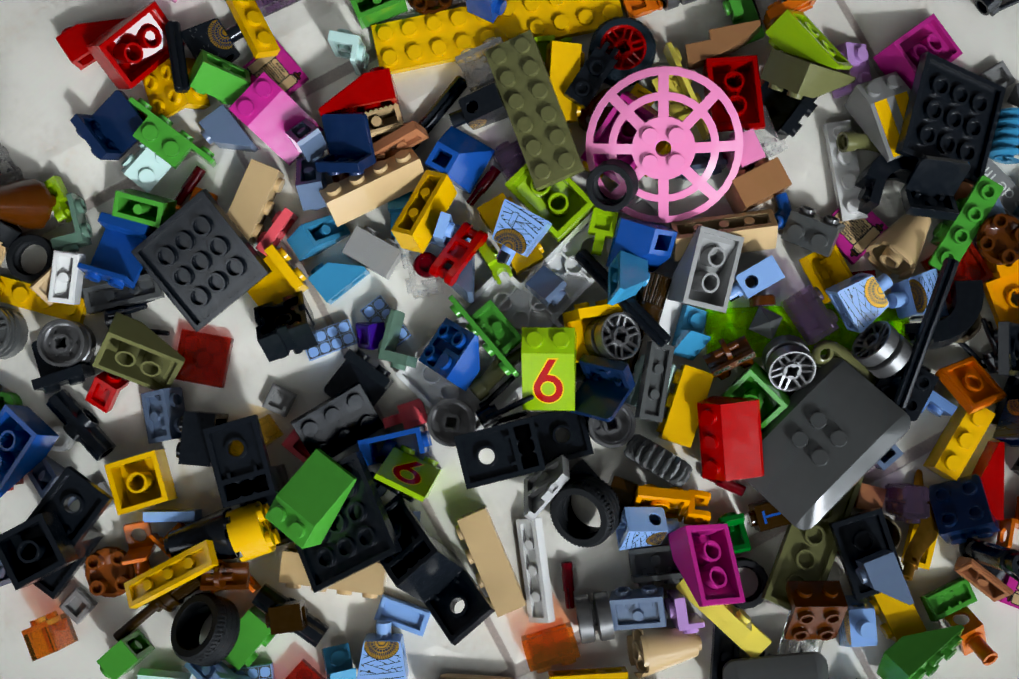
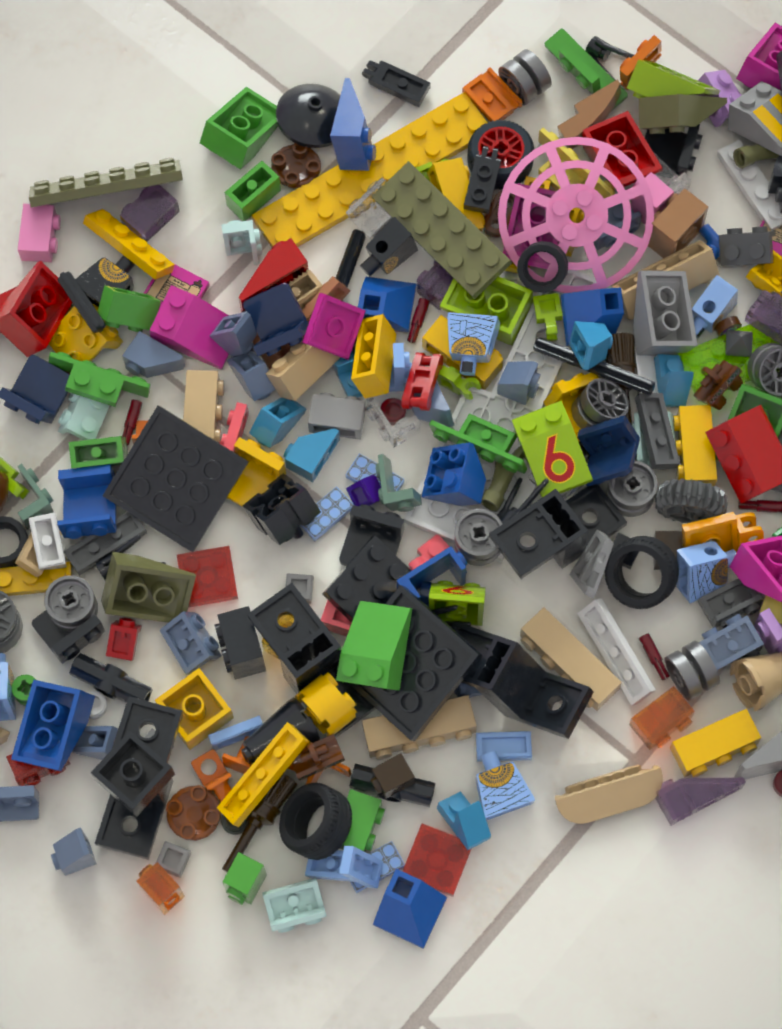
camera: 20 degrees left, 15 degrees down
(395, 170) = (333, 326): none -> dark pink tile

